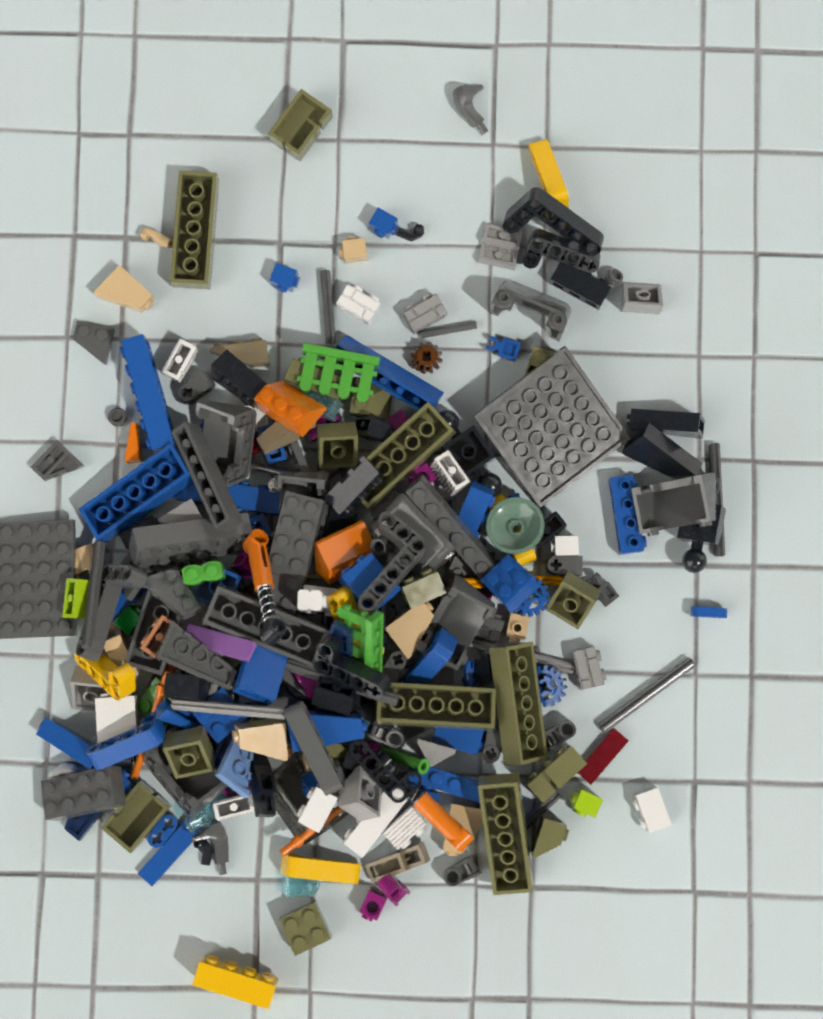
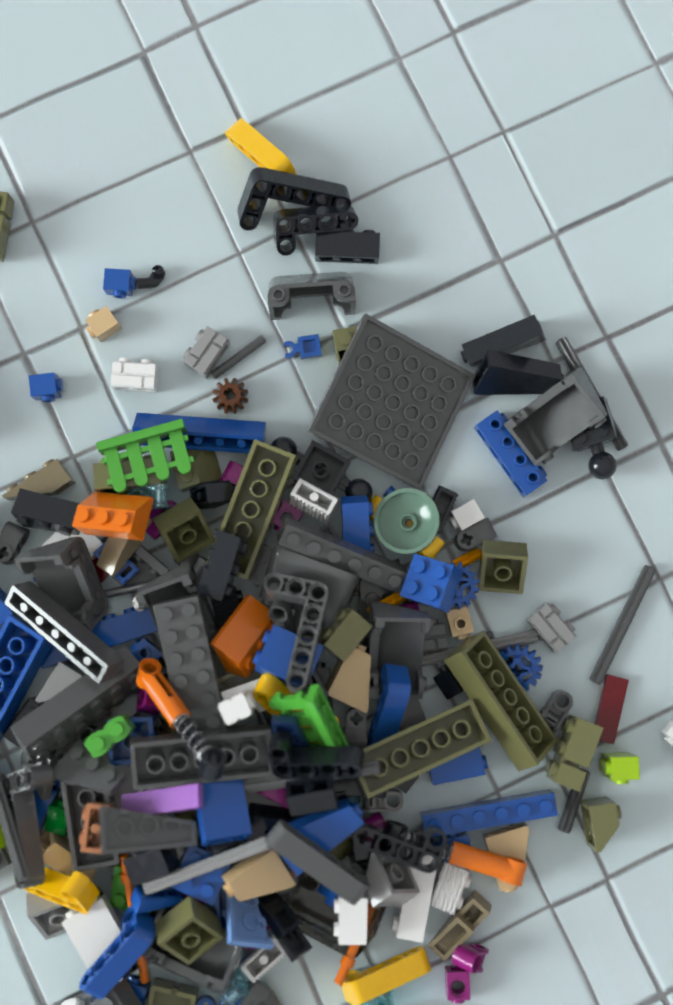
camera: 30 degrees left, 0 degrees up
(66, 740) = (54, 978): blue slope -> none
(327, 301) = (104, 394): dark grey axle -> none
(420, 765) = (417, 817): bright green pin -> none
(434, 752) = (441, 795): light grey slope -> none
(462, 870) = (530, 900): dark grey piece -> none
(463, 100) = (137, 120): dark grey animal -> none
(469, 674) = (437, 698): blue pin -> none
(493, 742) = (494, 751): dark grey piece -> none
(499, 247) = (248, 249): light grey slope -> none
(505, 833) = (557, 842): olive brick -> none
(608, 593) = (533, 541): dark grey plate -> none
(614, 277) = (377, 223): dark grey plate -> none
(642, 298) = (416, 230): light grey slope -> none
(708, 612) = (641, 510): blue beam -> none

